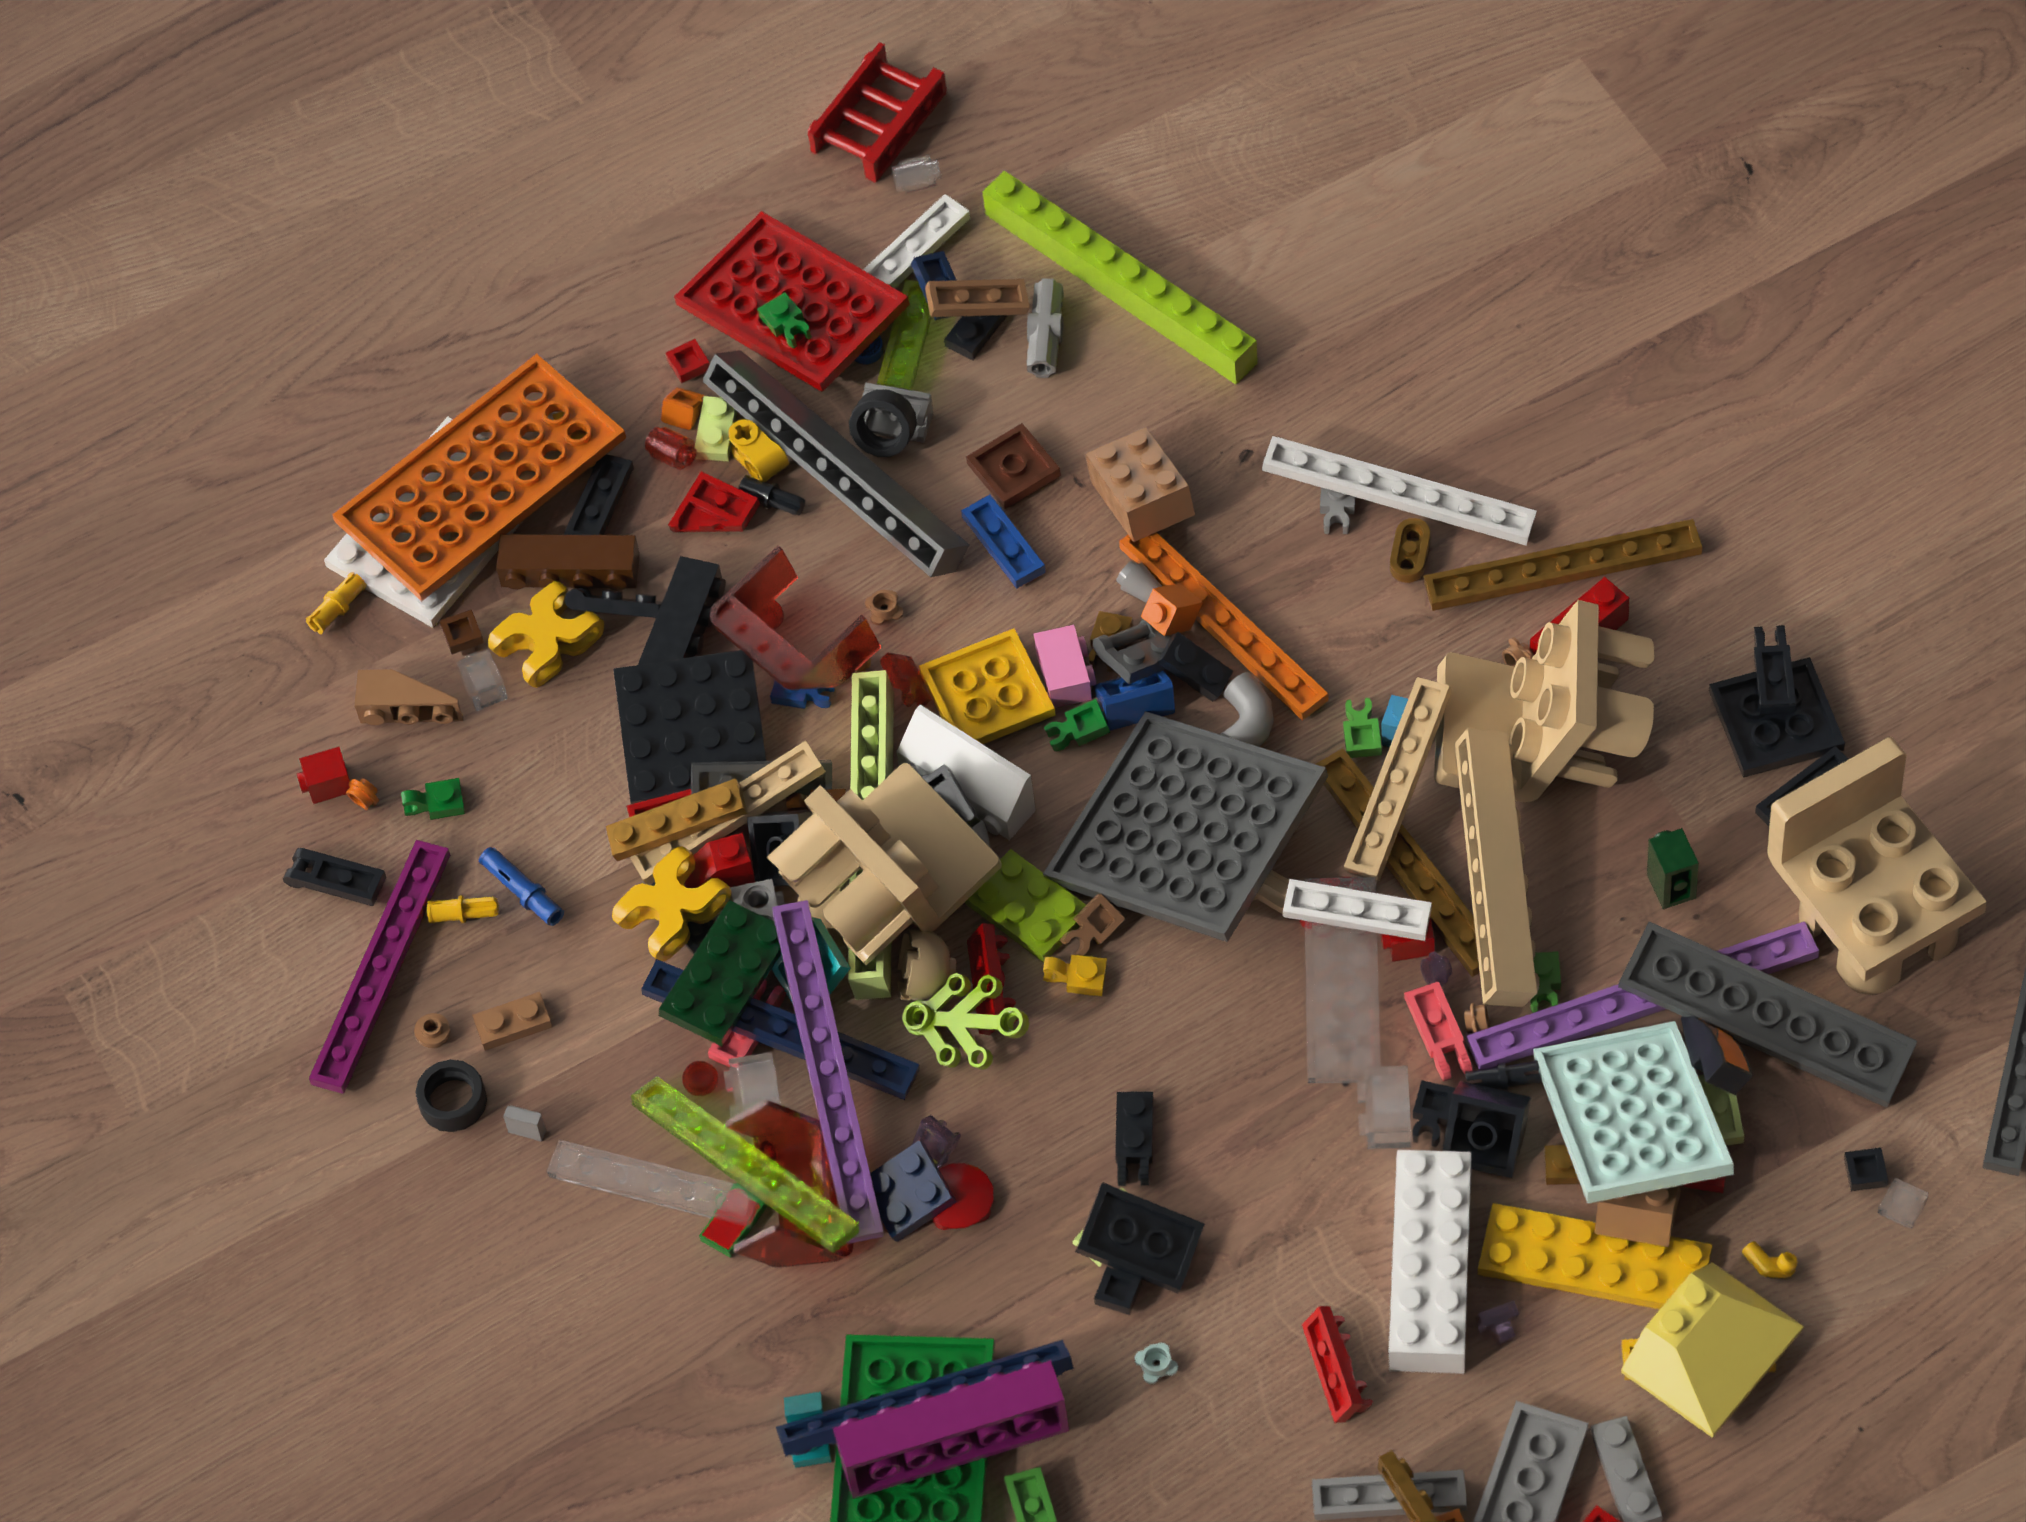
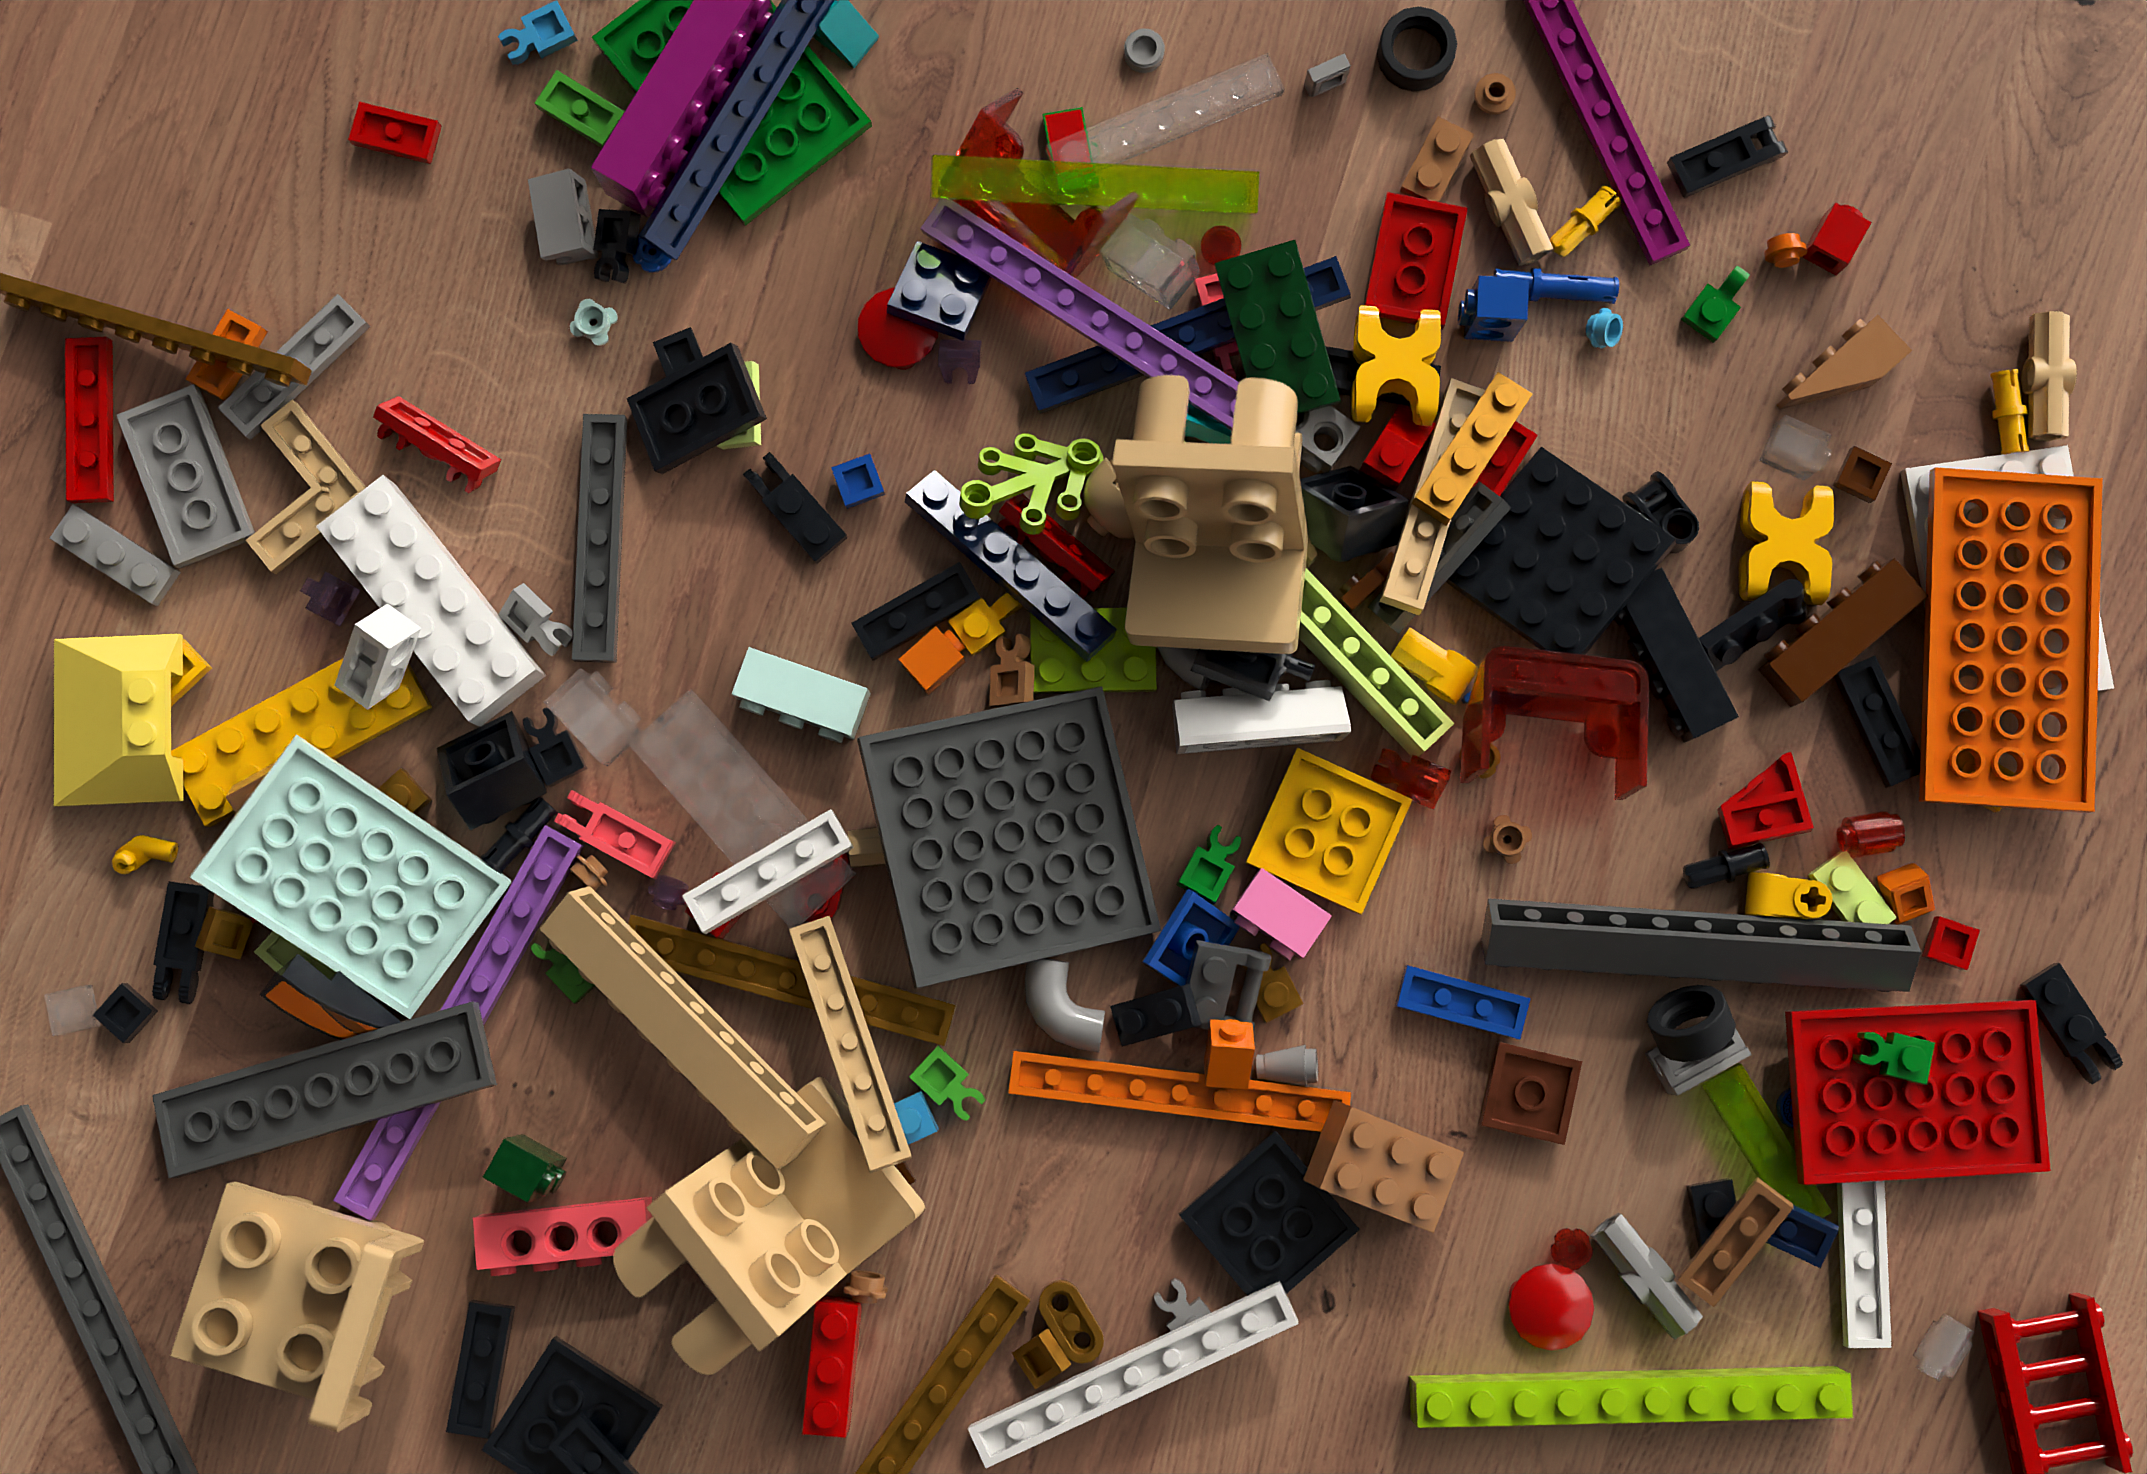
camera: 130 degrees right, 25 degrees up
(291, 603) = (2048, 376): none -> tan piece
(494, 955) = (1511, 202): none -> tan piece
(519, 837) = (1604, 328): none -> medium azure plate
(576, 888) = (1494, 308): none -> blue brick
(589, 970) = (1415, 257): none -> red plate
(599, 710) = (1664, 508): none -> black piece
(621, 1243) = (1144, 50): none -> light grey tile
(664, 277) = (2070, 1020): none -> black hinge
(826, 726) = (1444, 672): none -> yellow piece
(1030, 984) = (1012, 567): none -> dark blue plate
(1073, 366) = (1583, 1249): none -> clear red plate
(1077, 1118) = (858, 481): none -> blue plate
(1080, 1381) = (649, 262): none -> blue plate
(1089, 1400) = (615, 237): none -> black plate
(1112, 1442) = (562, 217): none -> light grey hinge
(1116, 355) = (1551, 1306): none -> red dish
(1116, 1011) = (916, 611): none -> black plate
(1133, 972) = (933, 659): none -> orange brick
(1238, 516) = (1268, 1220): none -> black plate
(1239, 1016) = (800, 695): none -> light aqua brick
(1280, 1217) = (599, 538): none -> dark grey plate
(1372, 1202) = (531, 621): none -> light grey plate
(1442, 1386) = (324, 471): none -> tan plate
(1447, 542) = (1041, 1358): none -> pearl gold plate
(1493, 1224) = (377, 656): none -> white brick
(1721, 857) = (496, 1233): none -> coral brick
(1755, 1165) = (224, 933): none -> pearl gold plate
(1786, 1186) = (179, 929): none -> black hinge

